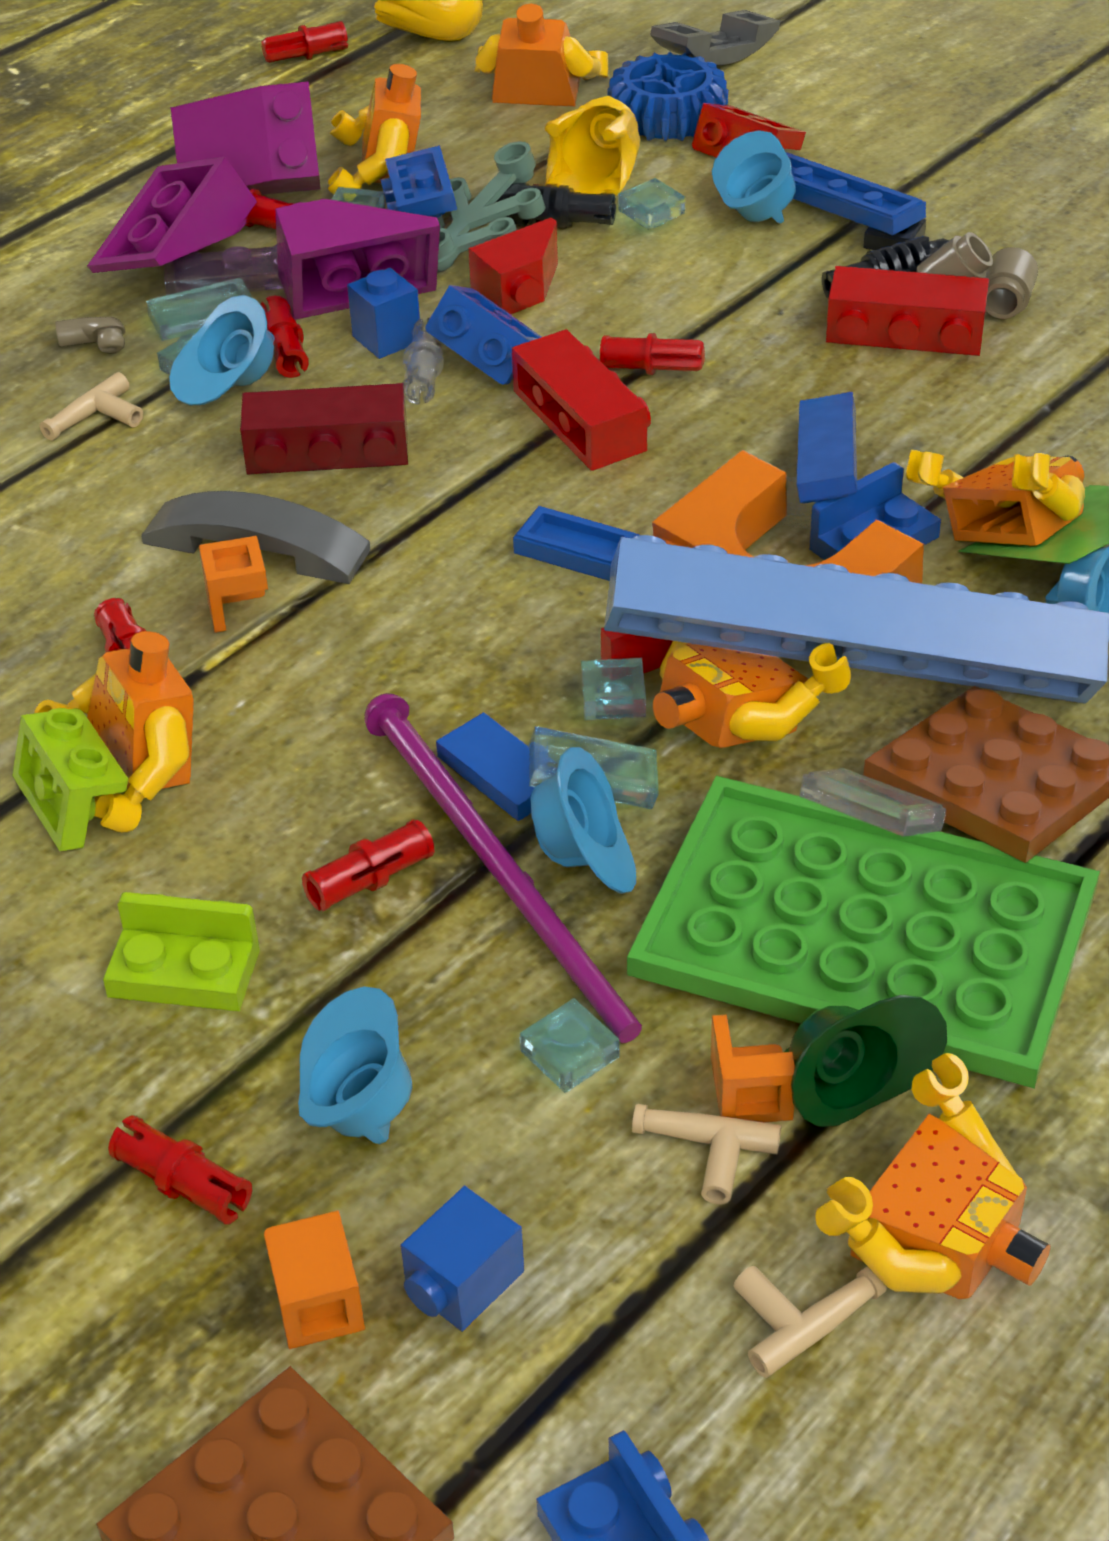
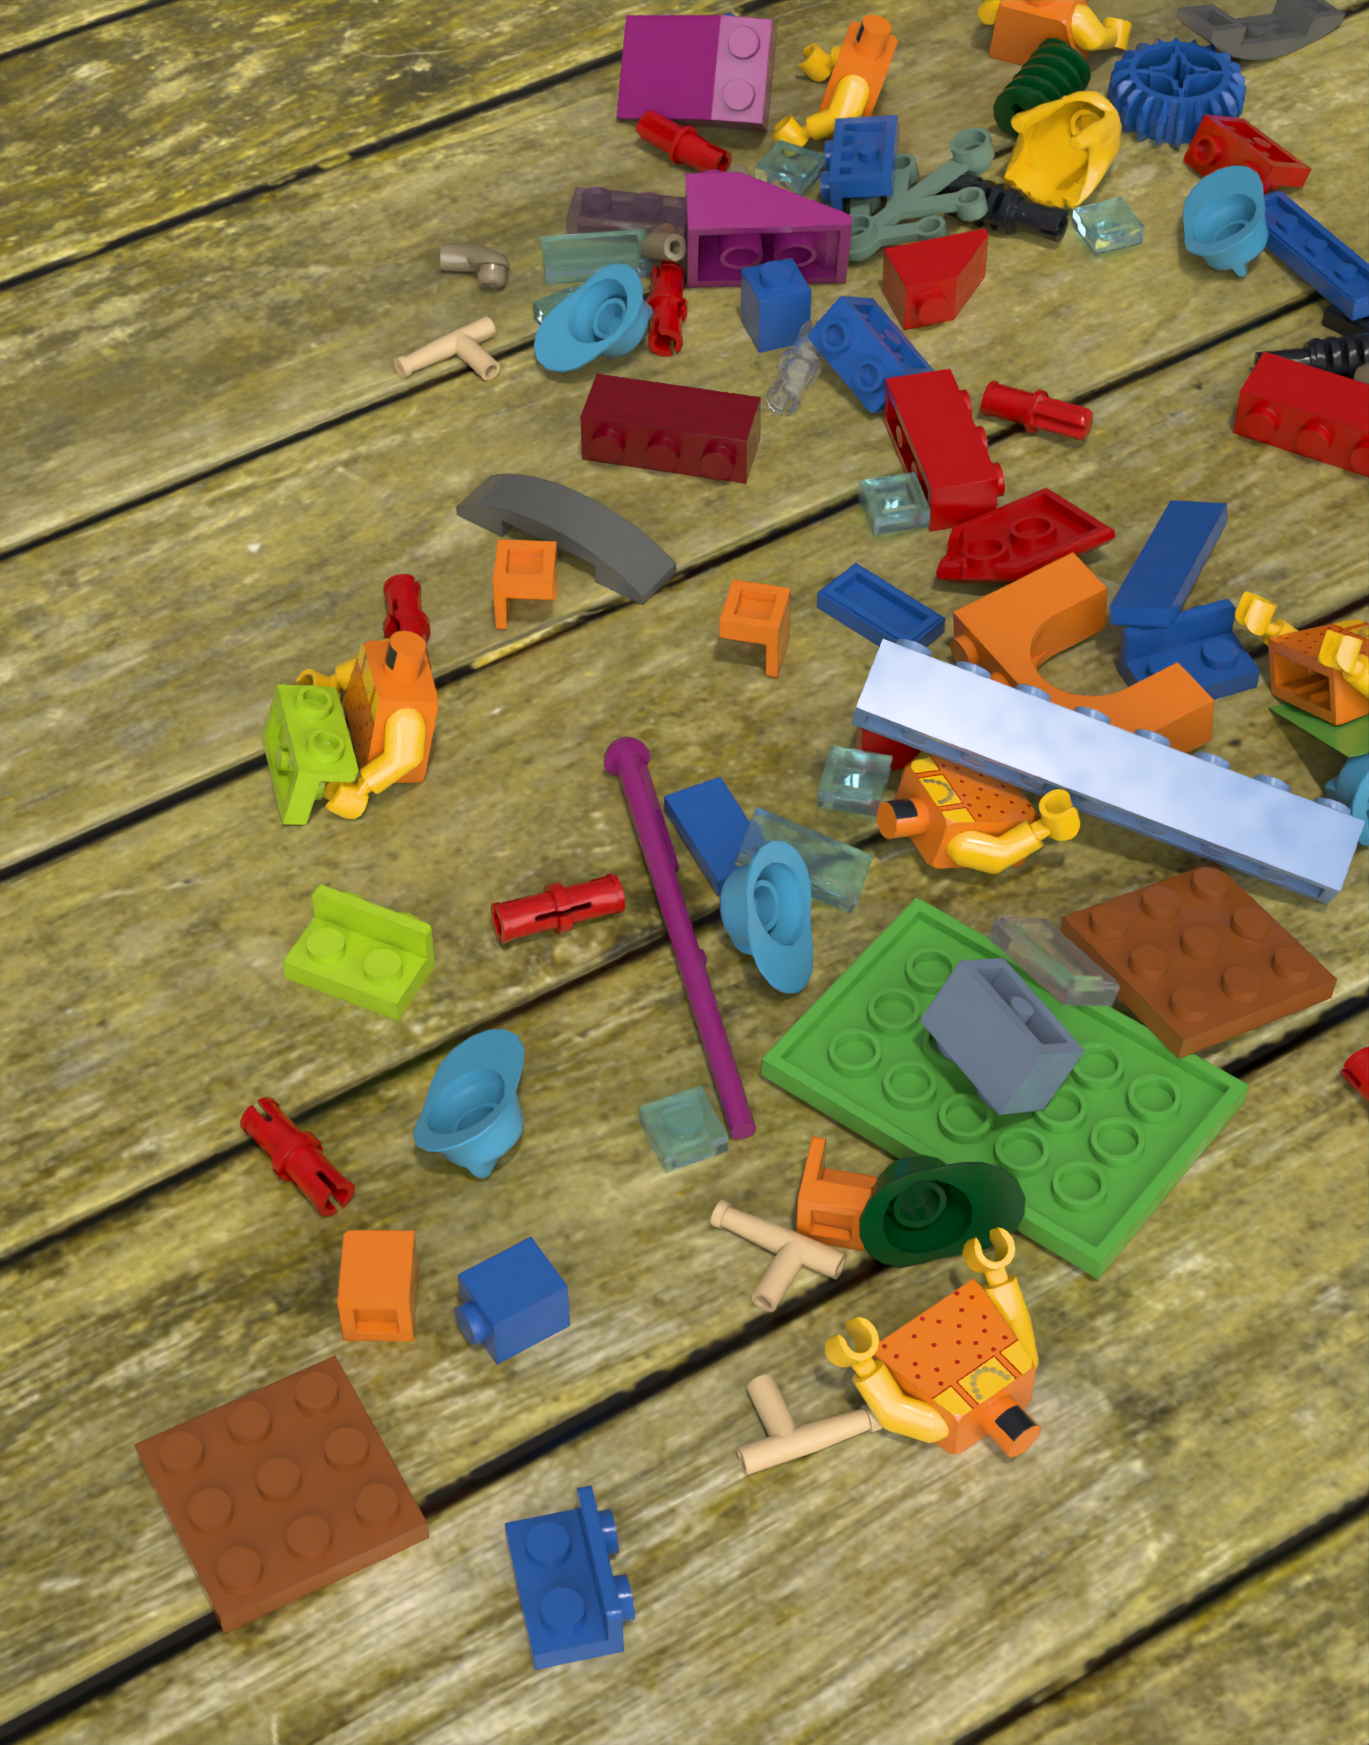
camera: 15 degrees right, 5 degrees up
(176, 215) = (595, 147): magenta slope -> none
(266, 282) = (663, 244): none -> dark tan arm
(470, 566) = (758, 616): none -> orange panel
(554, 95) = (1046, 77): none -> dark green piece
(554, 451) = (894, 503): none -> clear light blue plate
(681, 457) = (1020, 539): none -> red tile
(862, 876) = (1001, 1036): none -> sand blue brick

